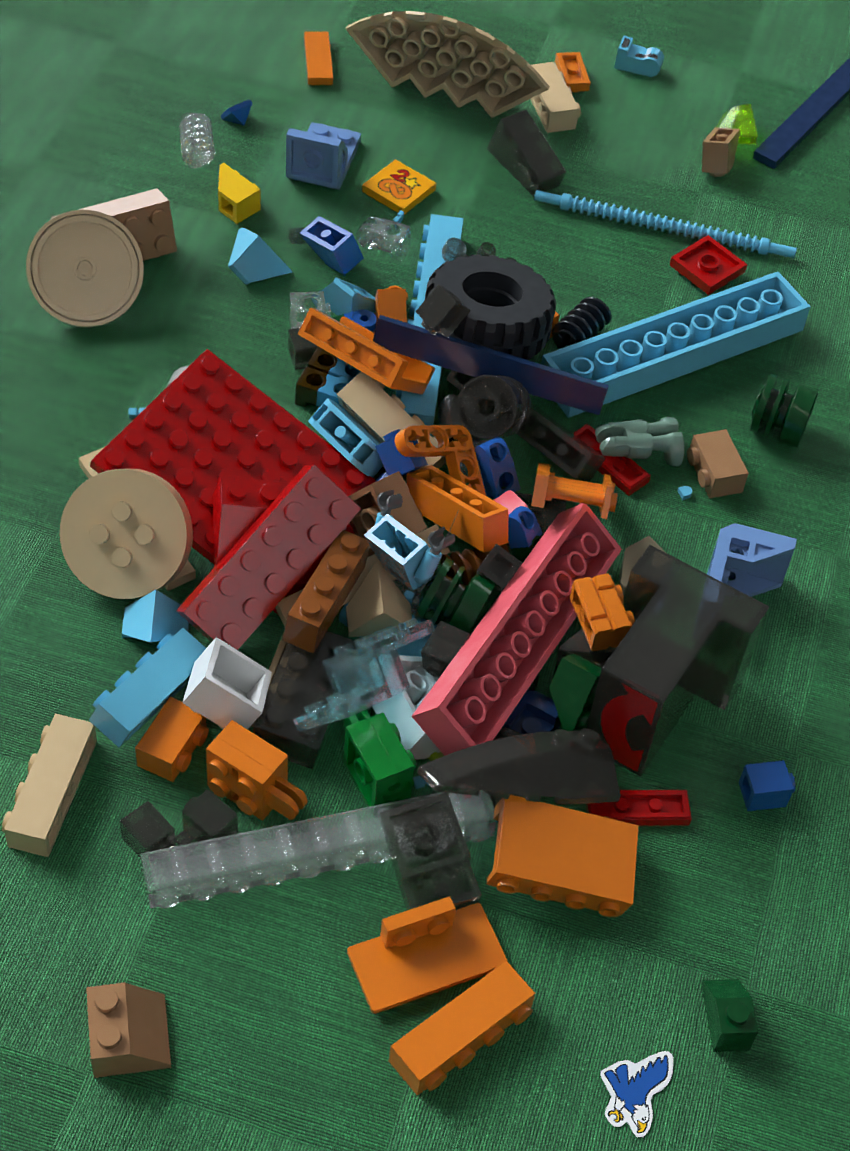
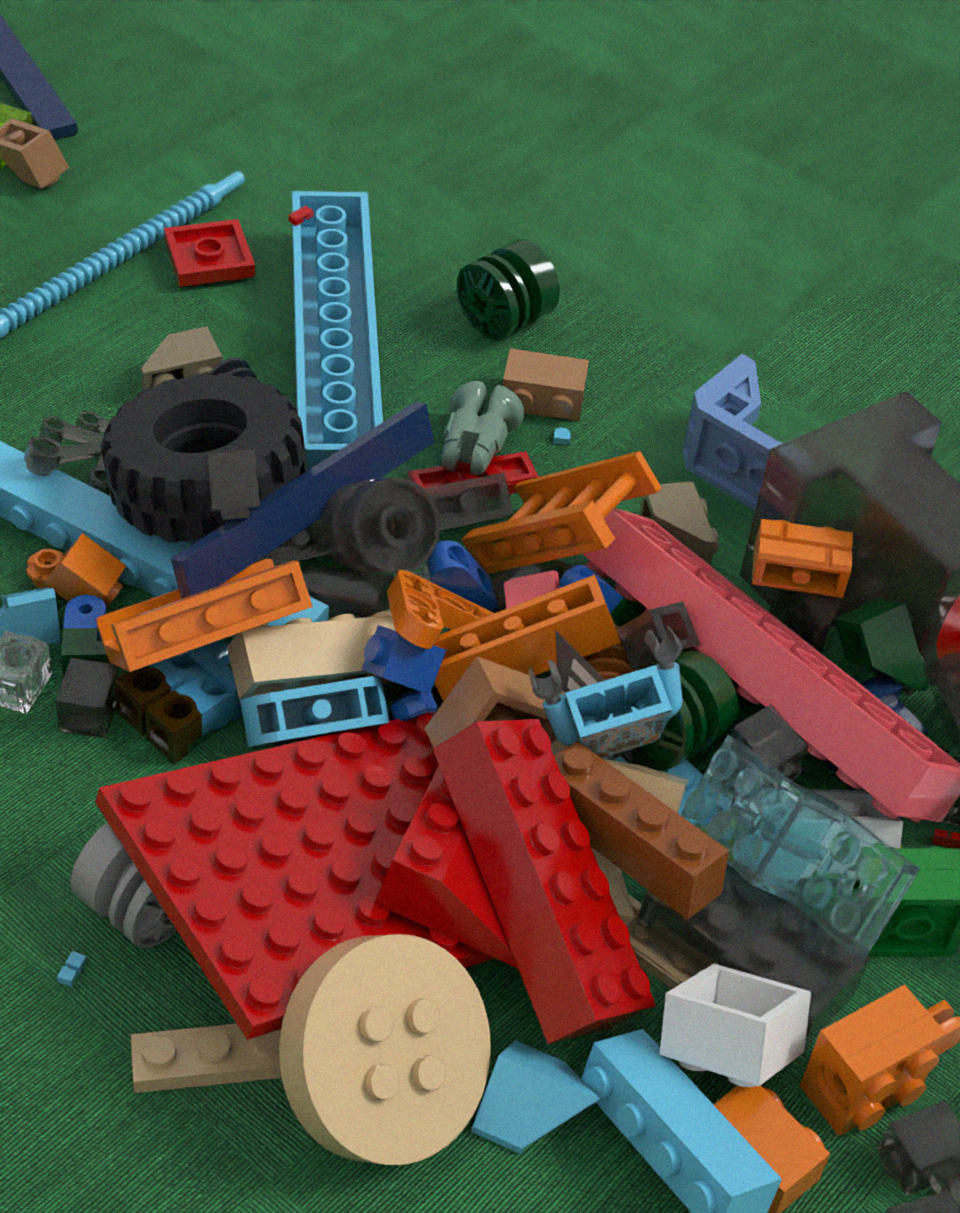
camera: 65 degrees left, 5 degrees down
(592, 282) = (181, 356): none -> dark tan slope
(752, 280) = (298, 216): none -> red piece

